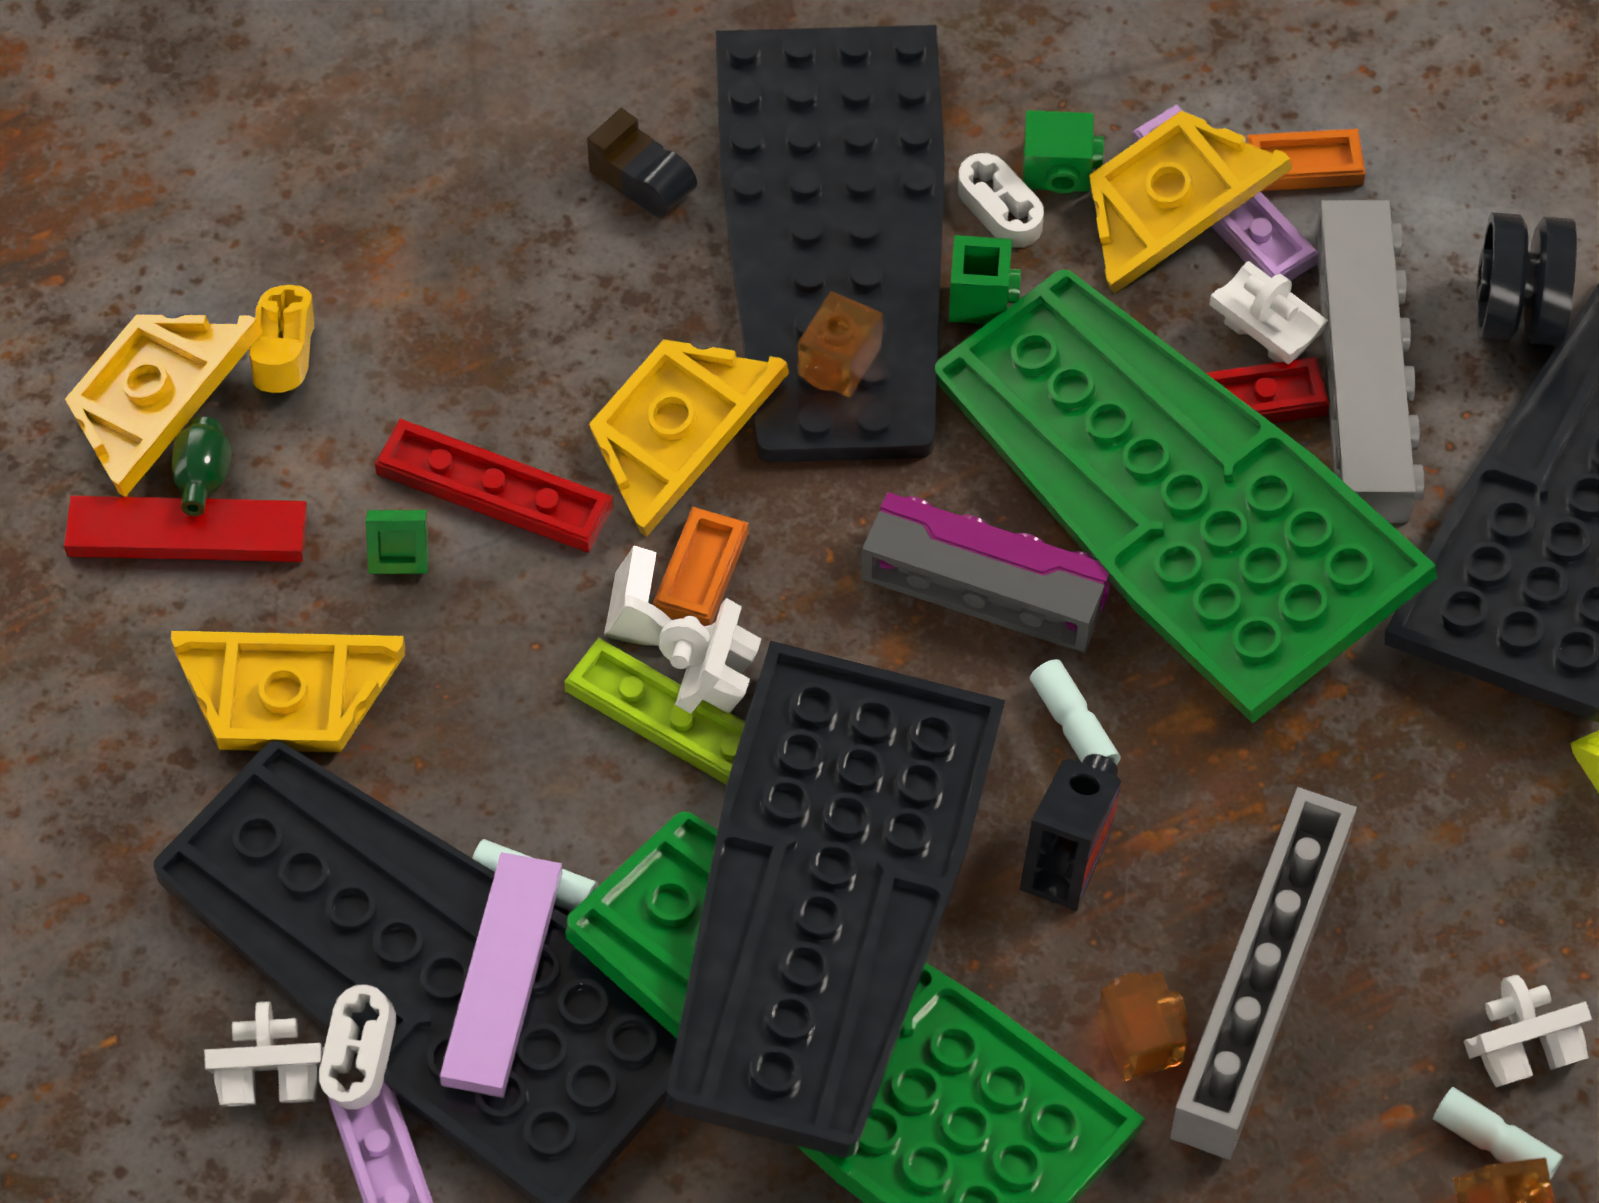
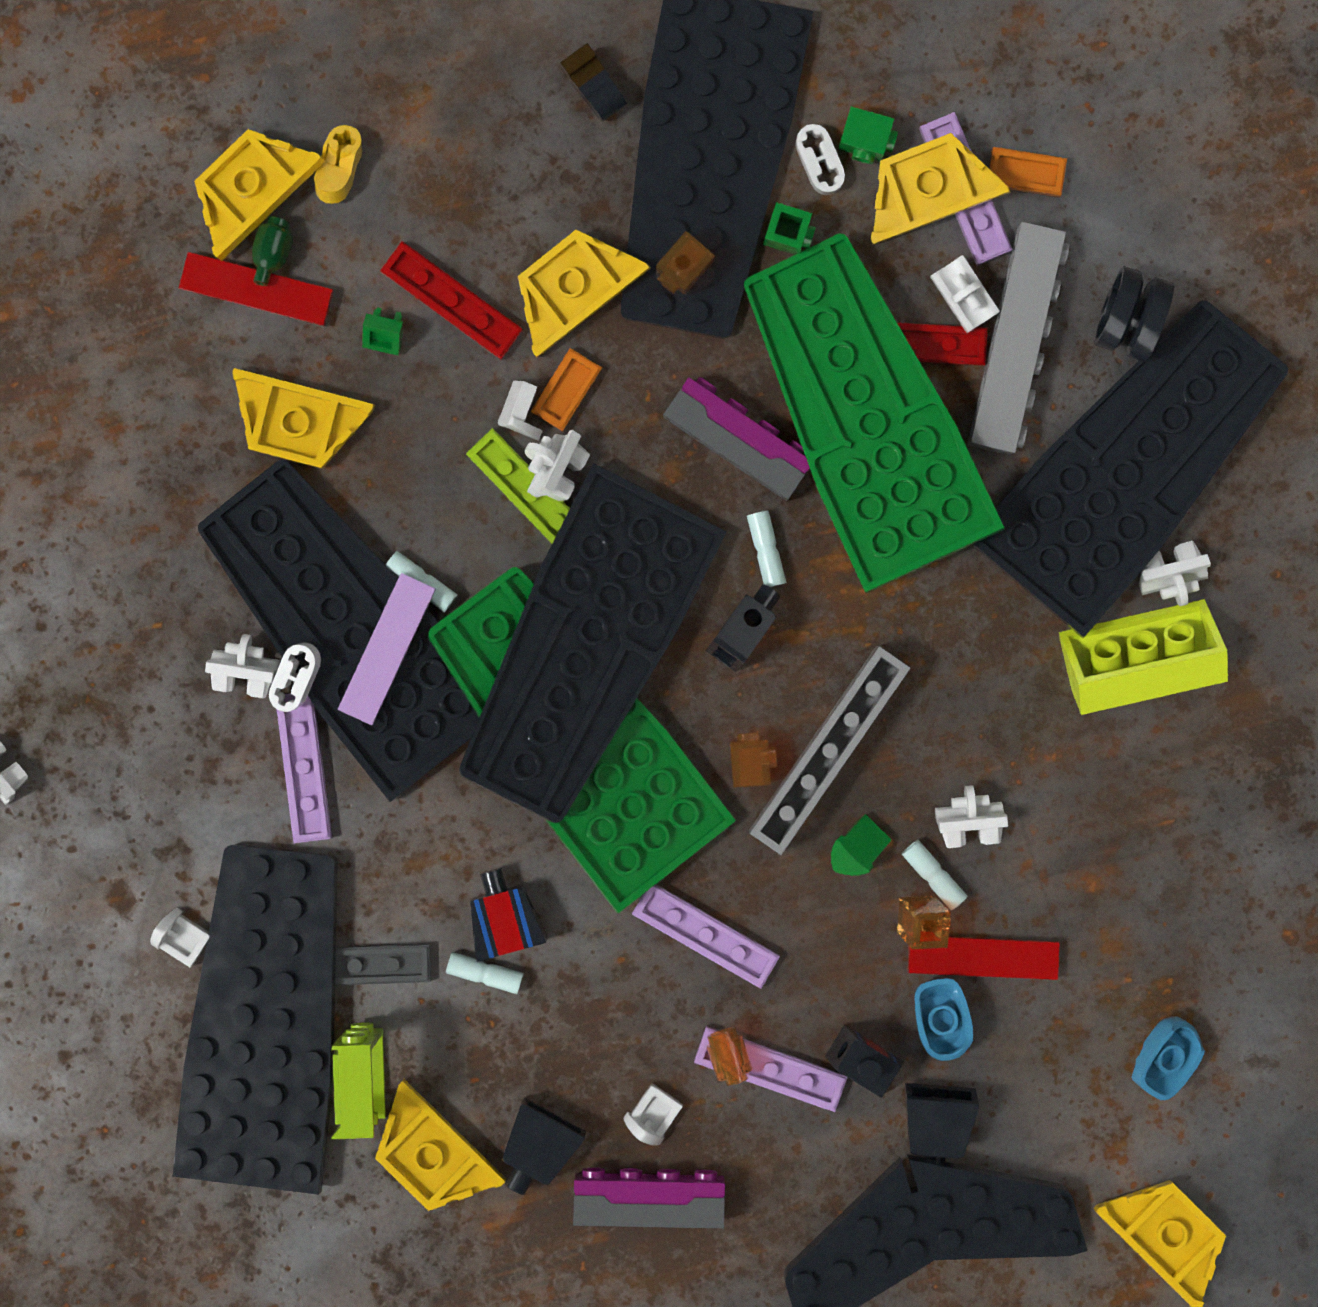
camera: 15 degrees right, 30 degrees up
(1357, 1120) = (858, 848): none -> green tile

